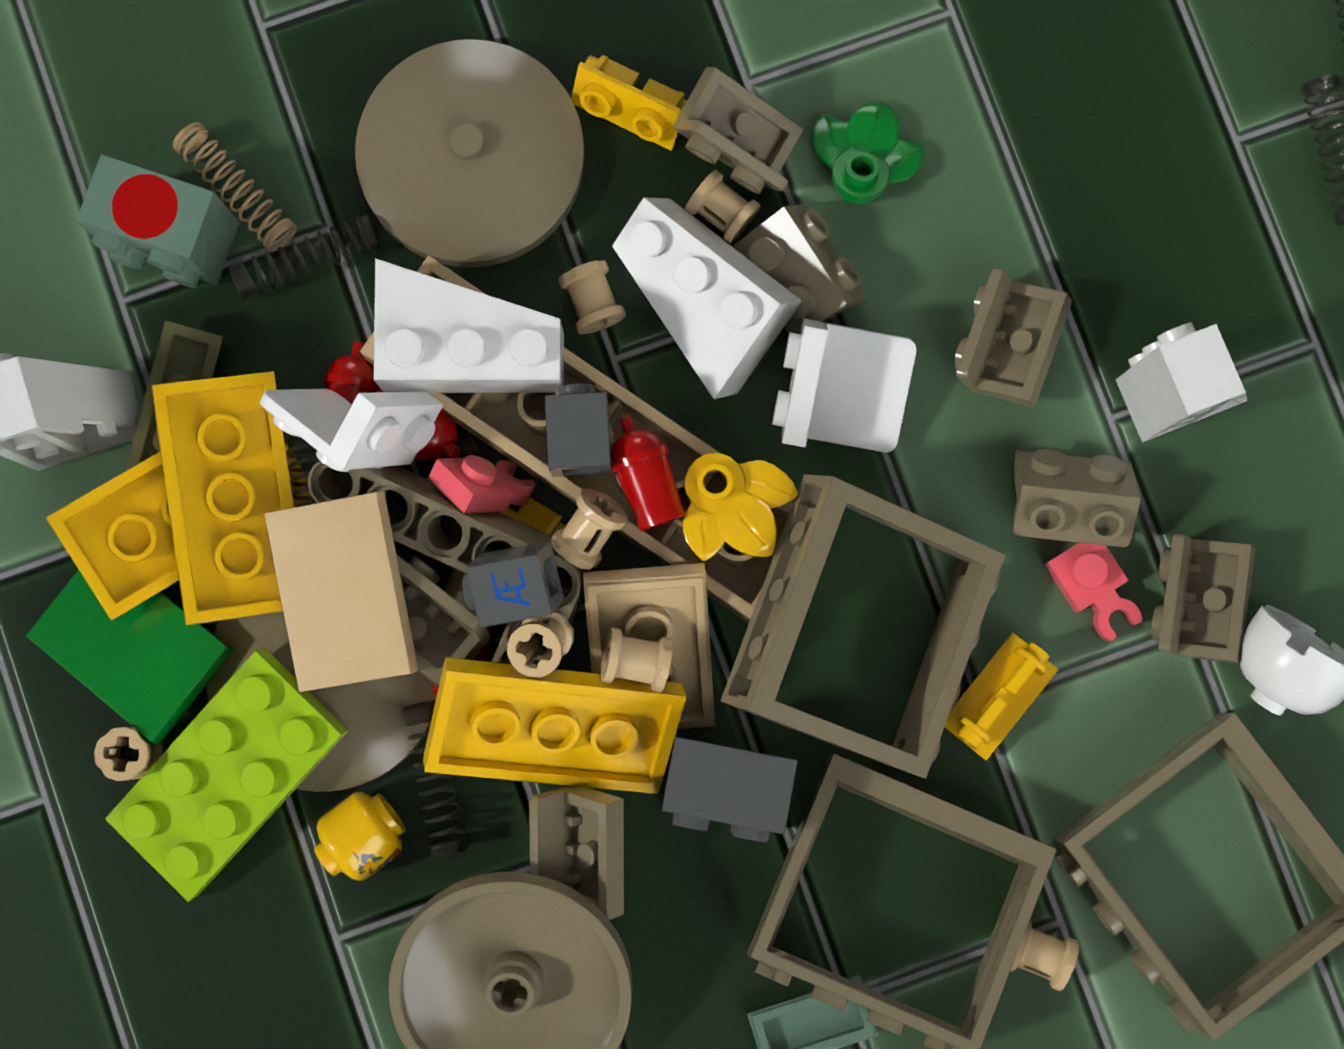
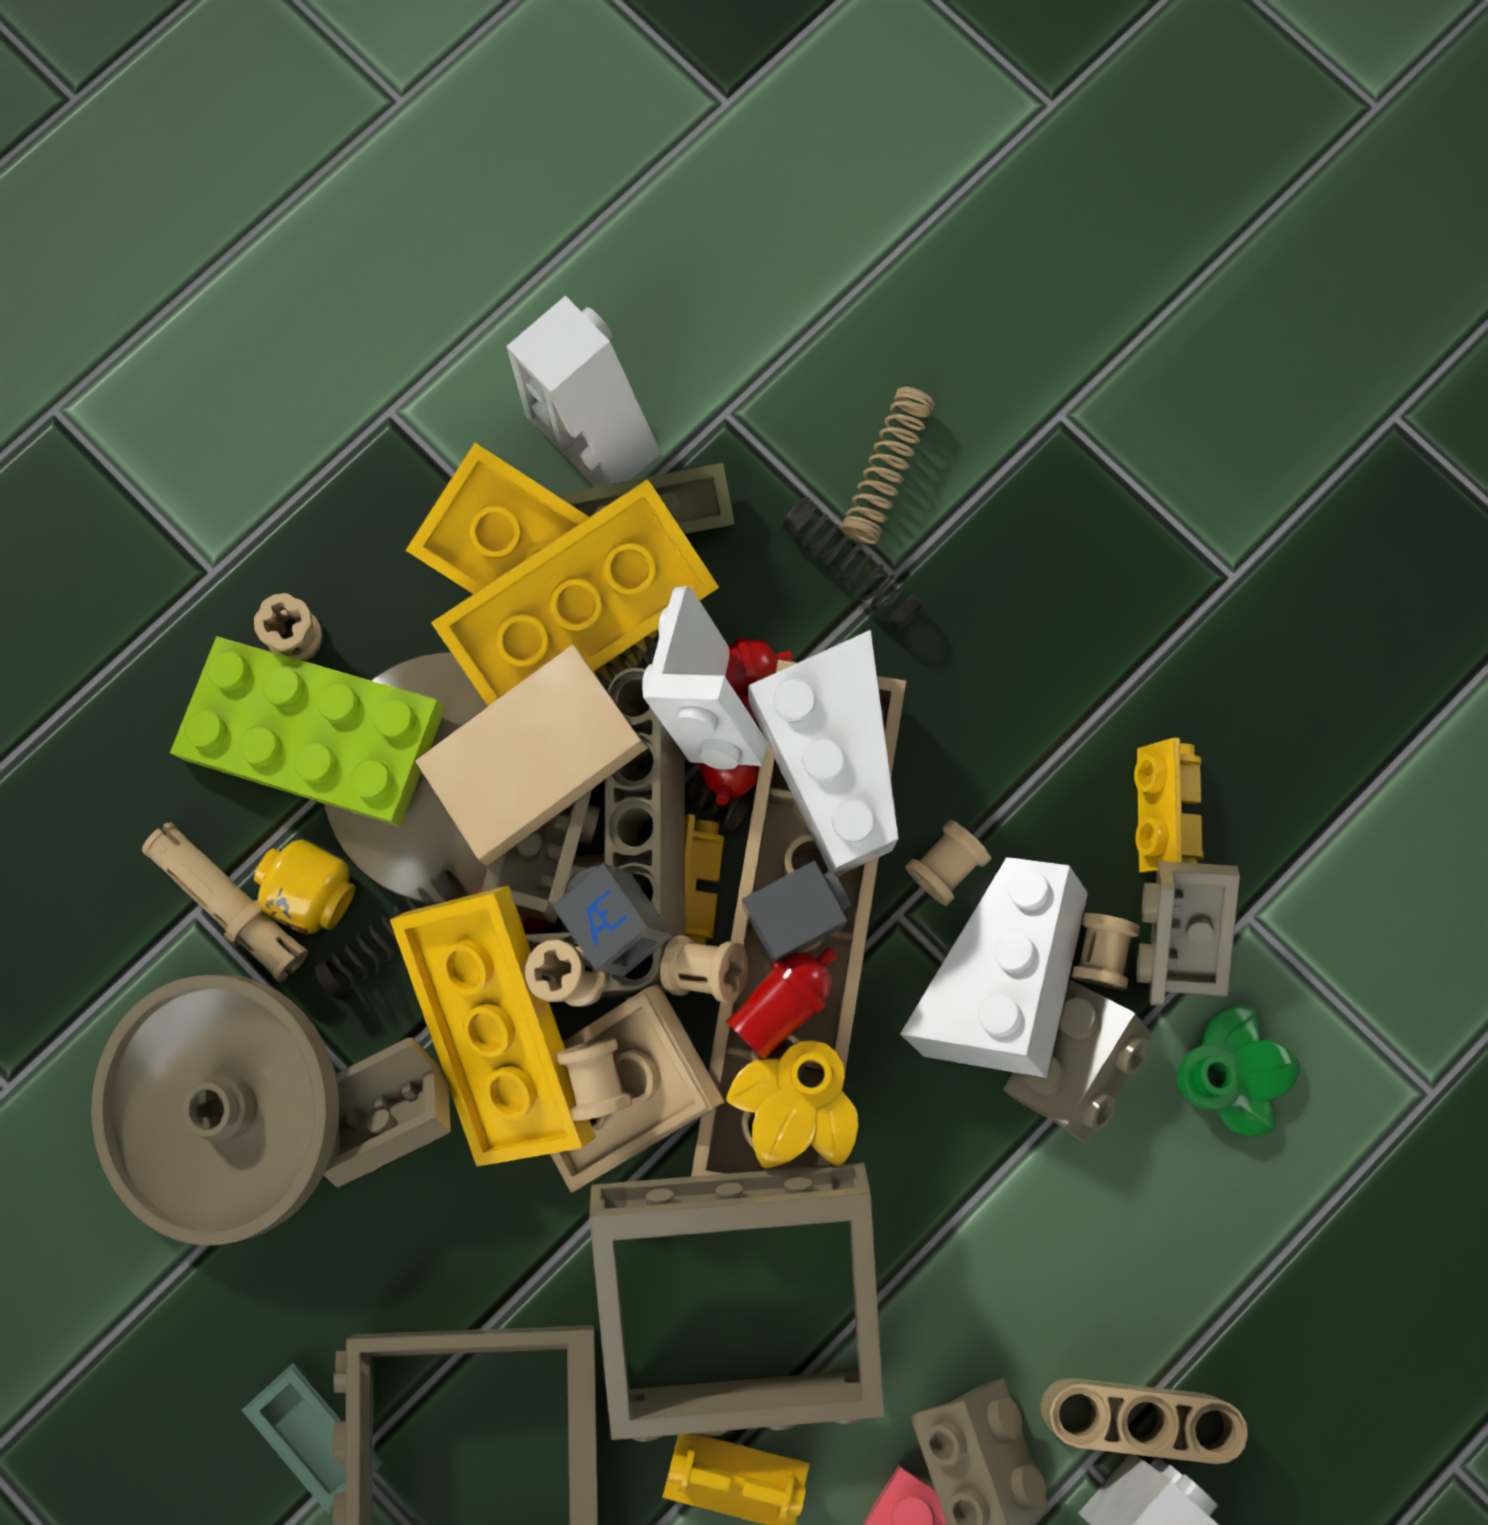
camera: 65 degrees right, 5 degrees down
(138, 663) = (379, 594): green tile -> none
(157, 222) = (812, 410): sand green brick -> none
(328, 913) = (225, 902): none -> tan pin
(470, 153) = (1035, 675): dark tan dish -> none
(478, 485) = (699, 839): coral plate -> none
(728, 787) = (509, 1234): dark grey brick -> none
(845, 386) = (980, 1164): white bracket -> none
(1011, 339) = (1116, 1318): dark tan bracket -> none
(1119, 341) = (1175, 1425): none -> tan beam

